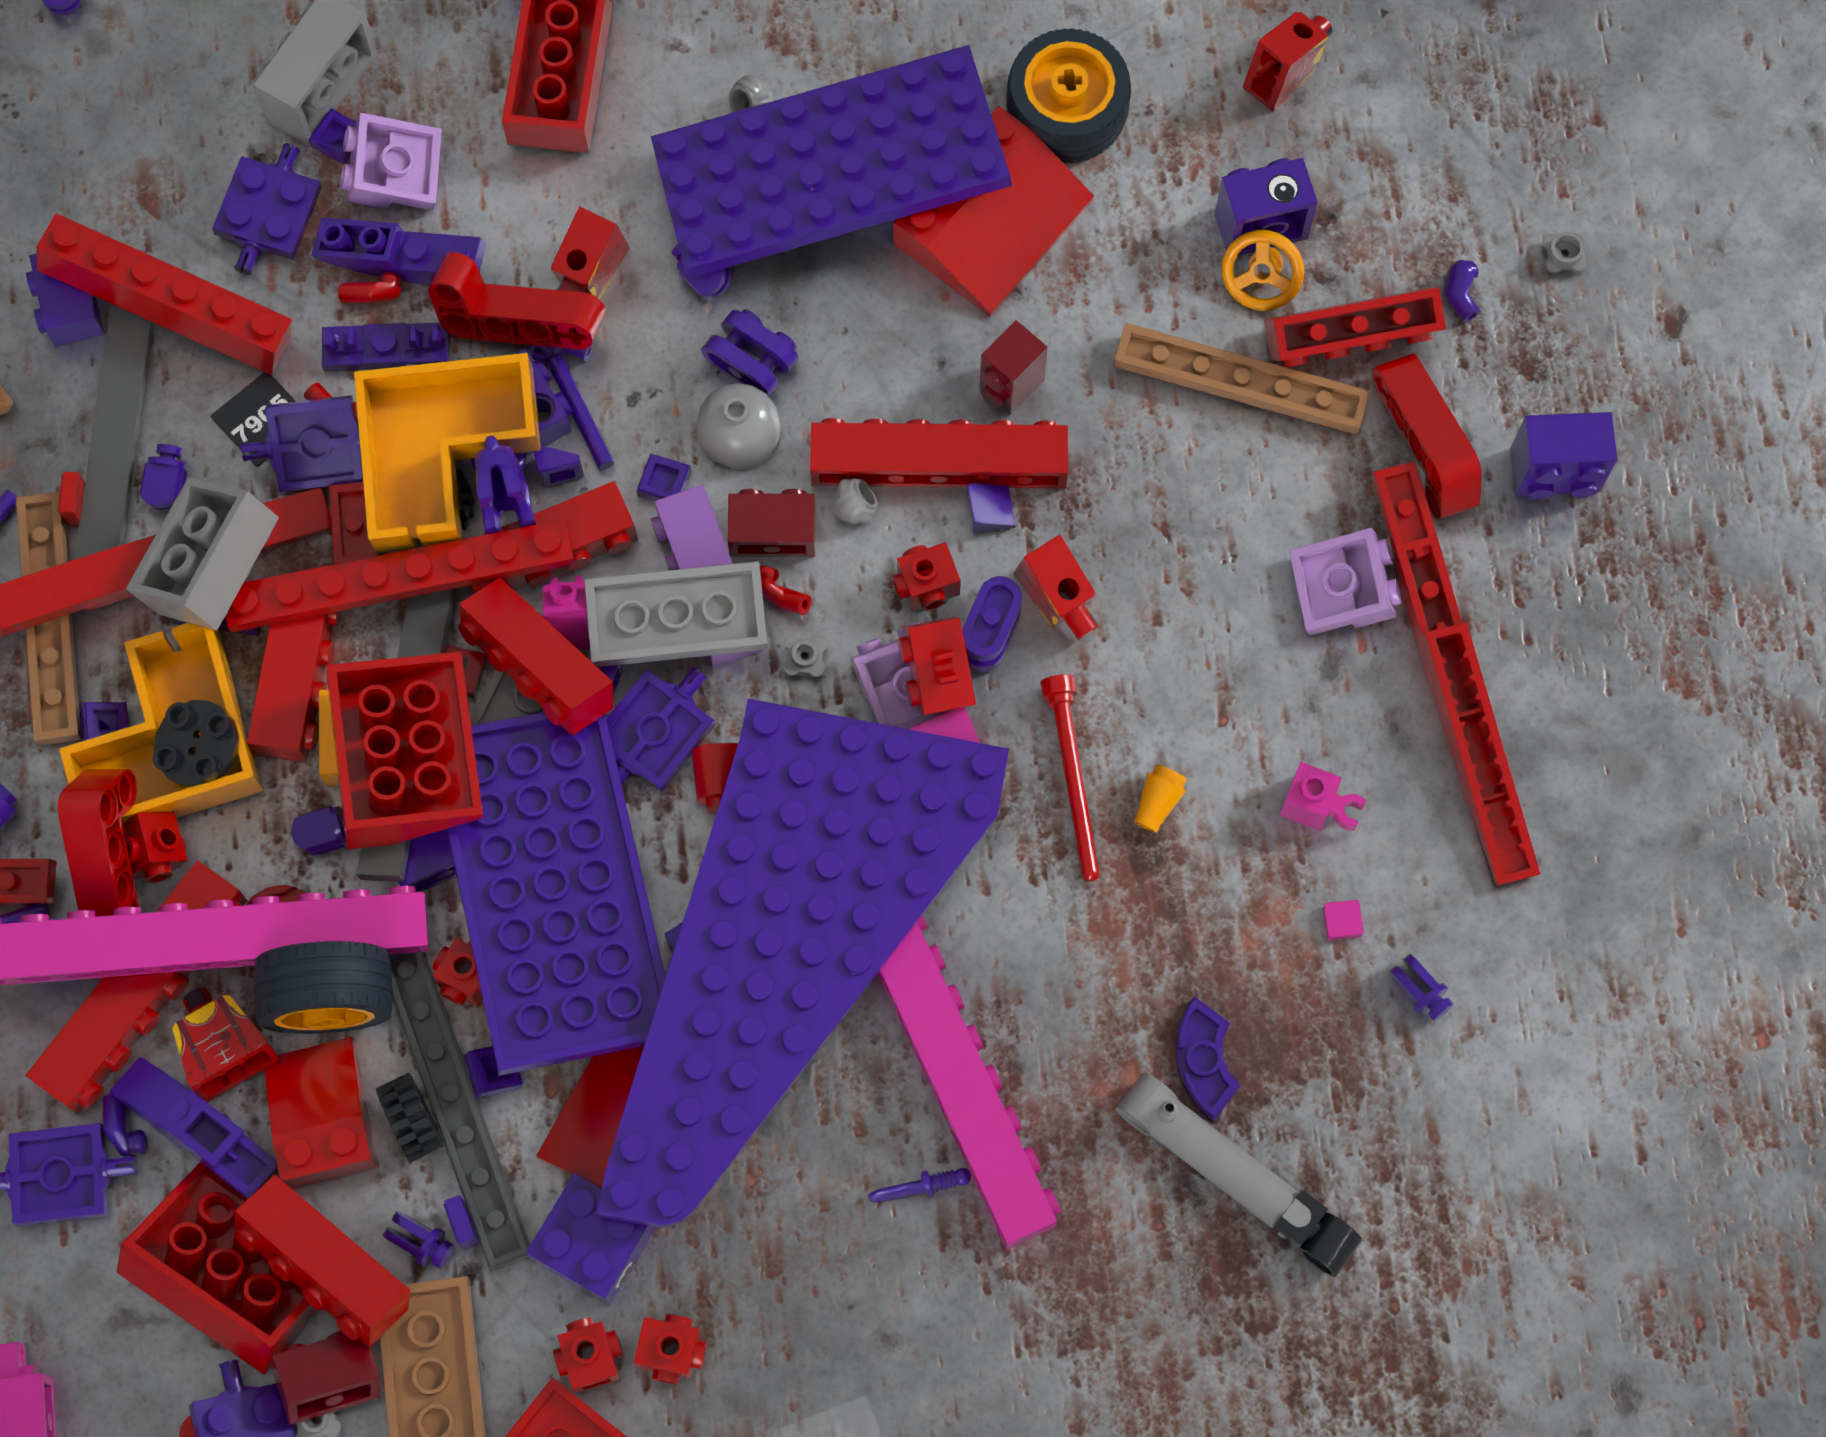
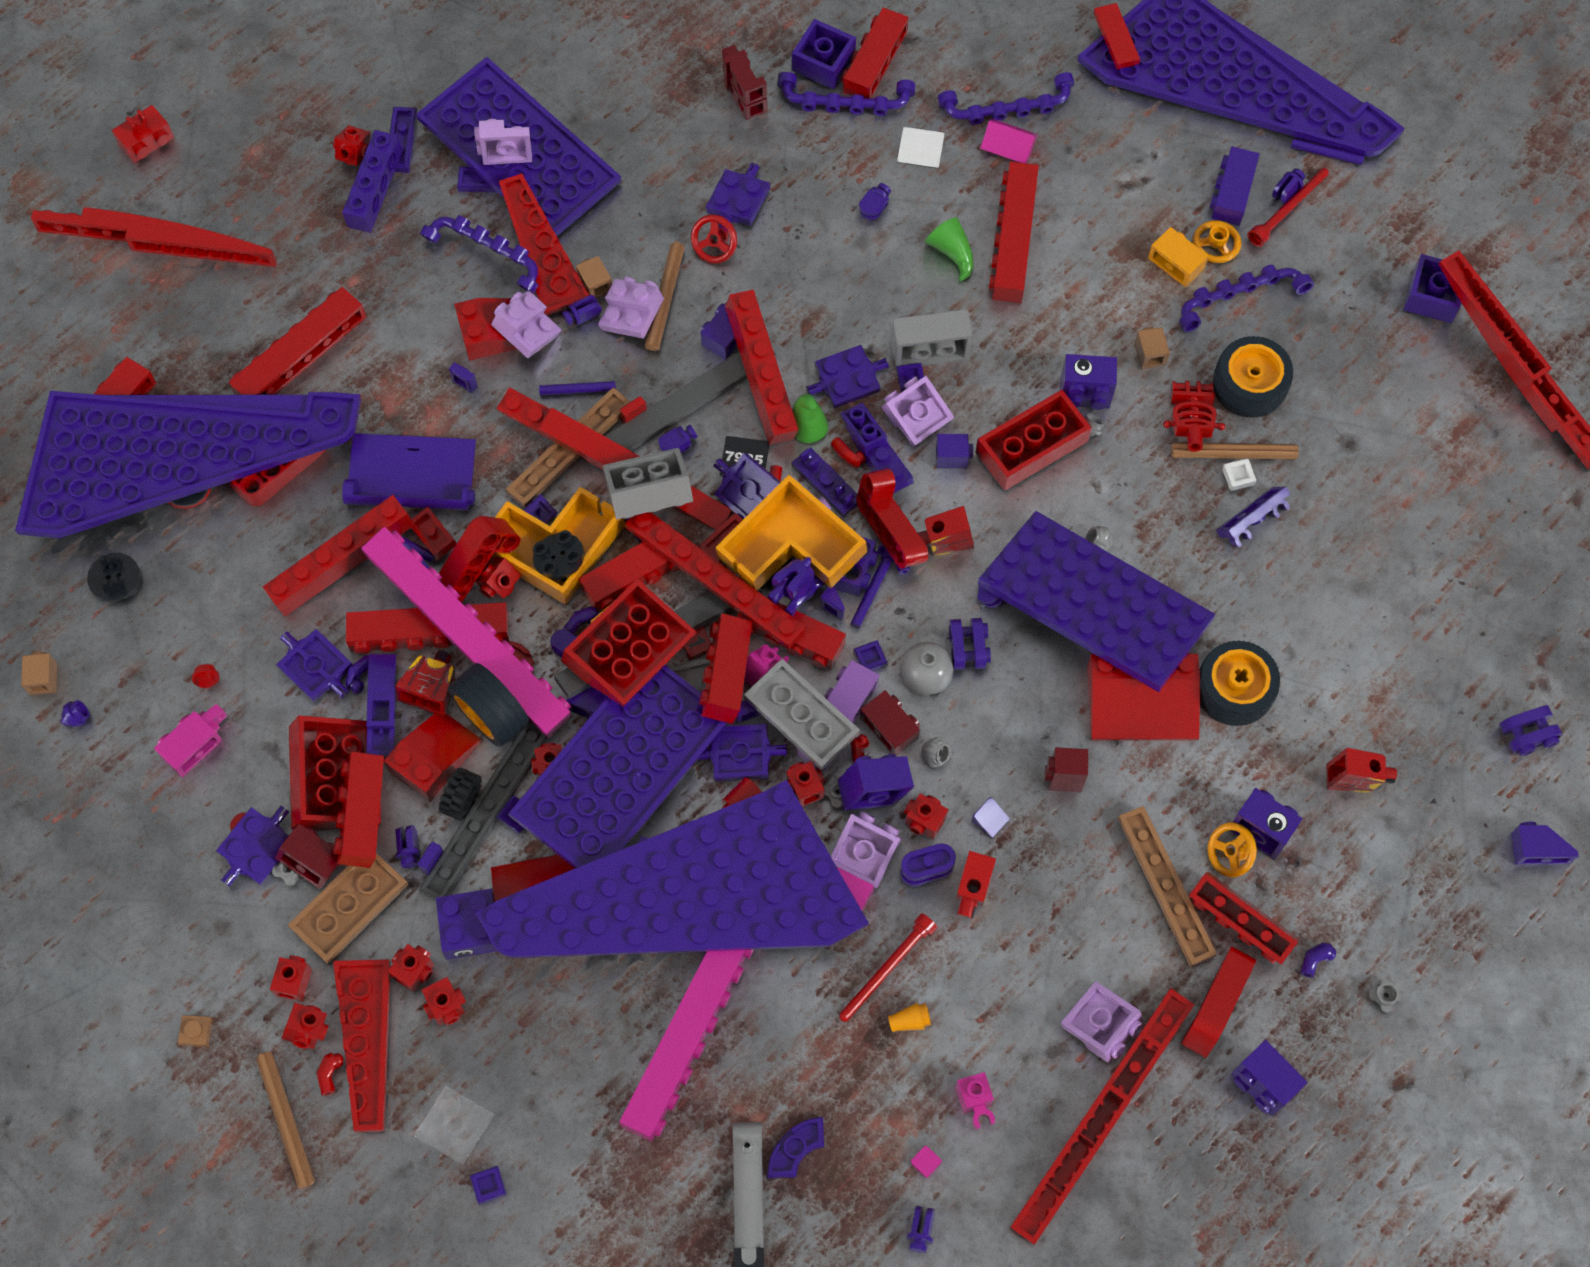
camera: 50 degrees right, 5 degrees down
(284, 293) = (809, 419): none -> bright green hat
(296, 784) = (579, 617): none -> dark purple arm
(484, 166) = (953, 451): none -> dark purple brick
(762, 679) = (806, 782): none -> red brick
(838, 598) = (875, 782): none -> dark purple brick
(927, 1184) = (621, 1060): dark purple piece -> none
(937, 666) = (880, 855): red brick -> none
(939, 453) = (995, 772): red brick -> none

